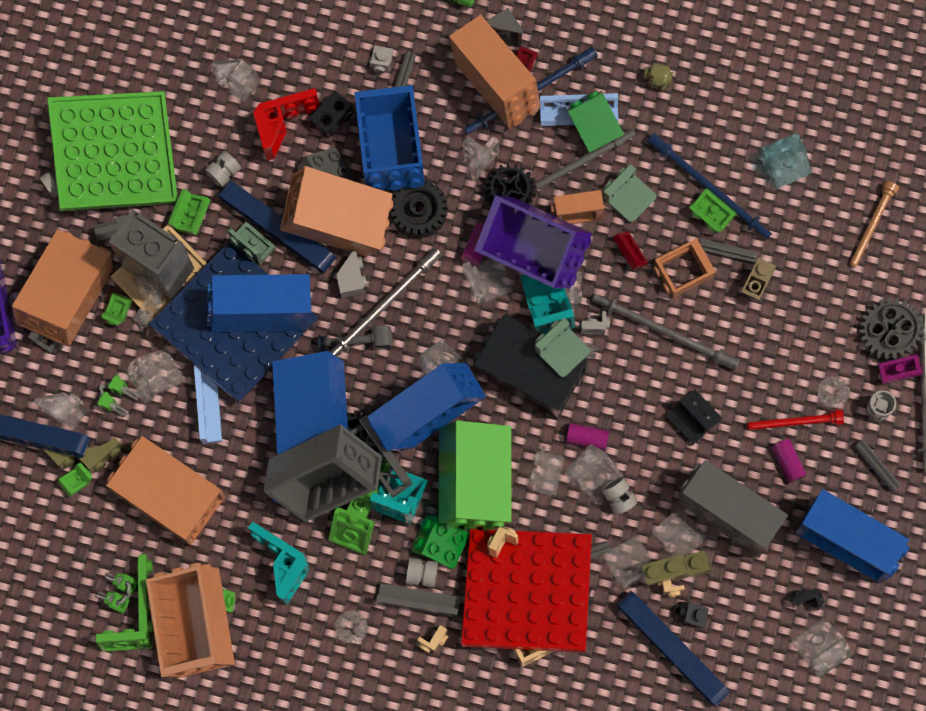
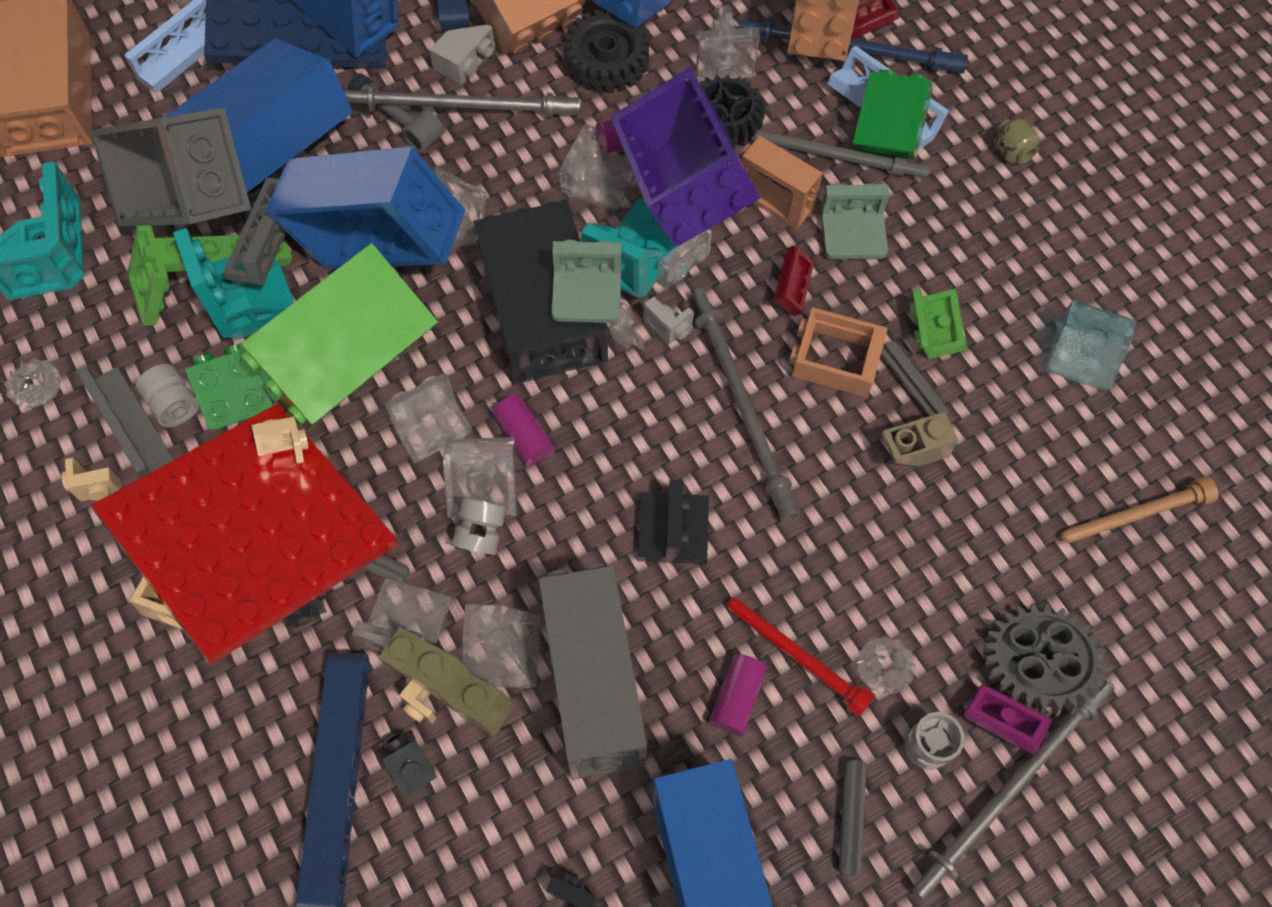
camera: 40 degrees right, 10 degrees down
(667, 151) = (947, 218): dark blue bar -> none

